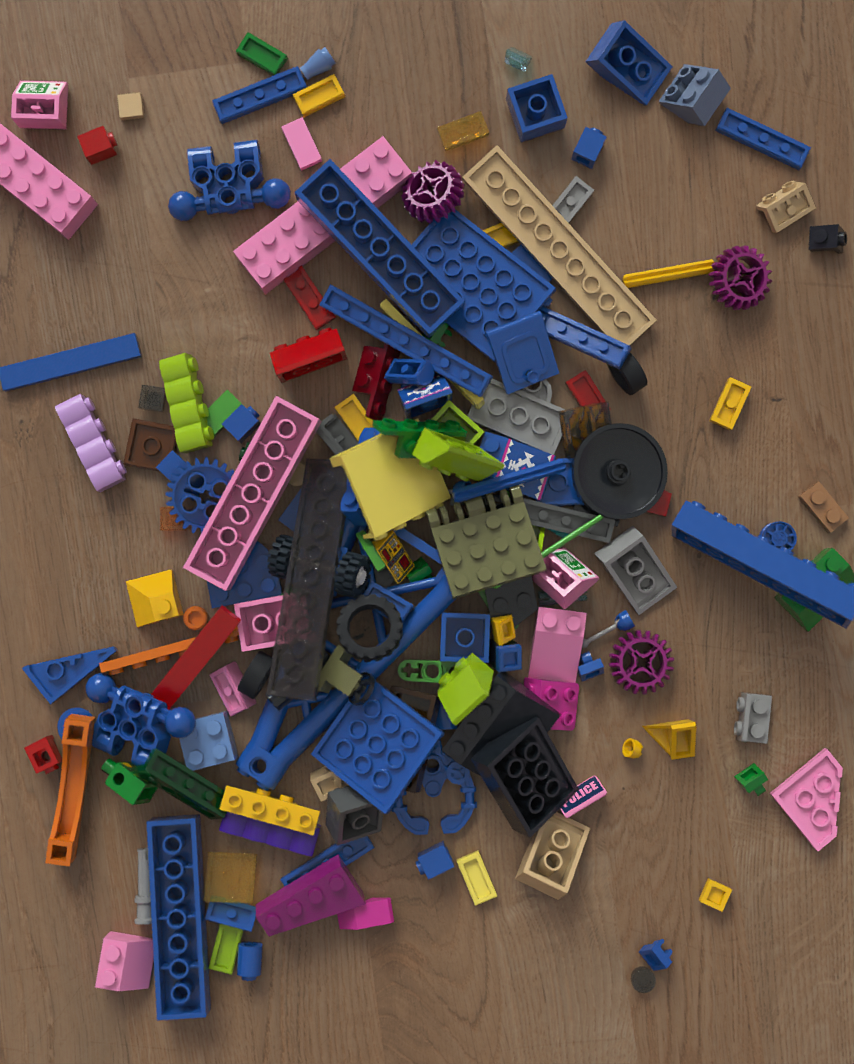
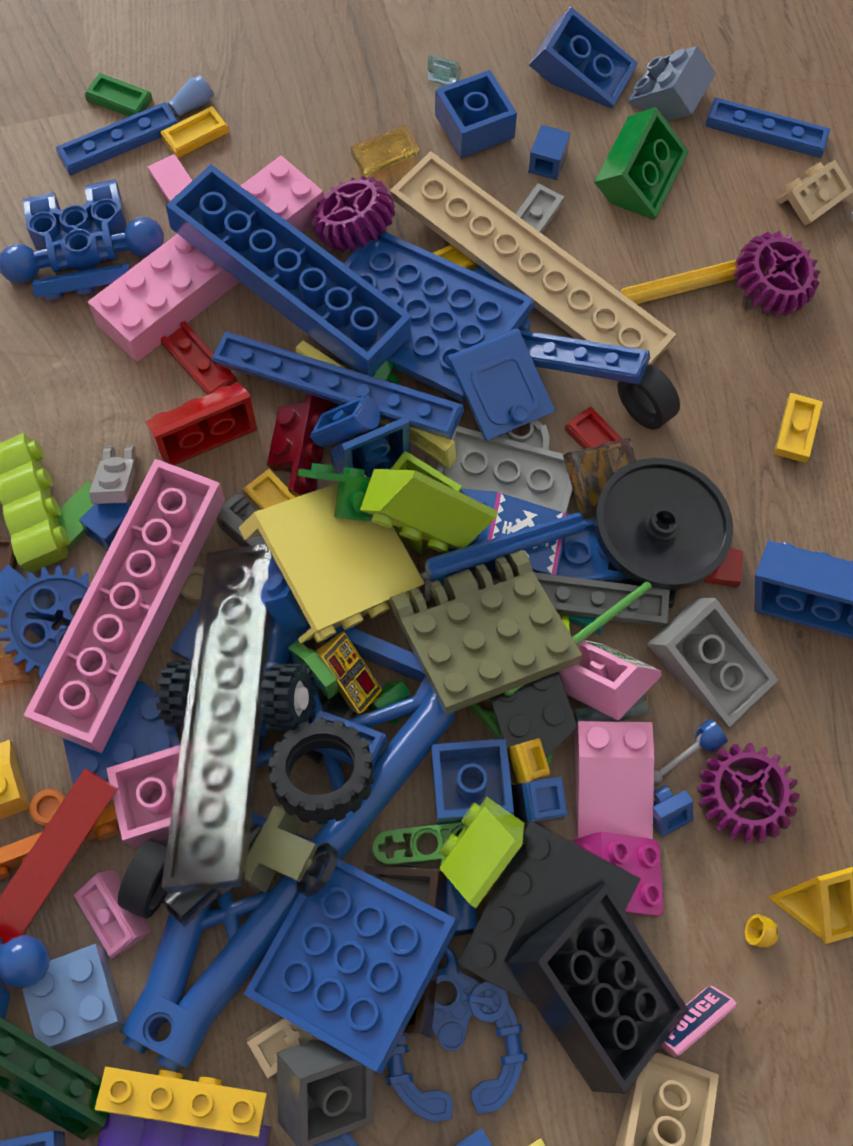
camera: 10 degrees left, 20 degrees down
(228, 224) = (80, 281): none -> blue plate
(246, 393) = (114, 476): none -> light grey hinge
(658, 166) = (642, 164): none -> green slope

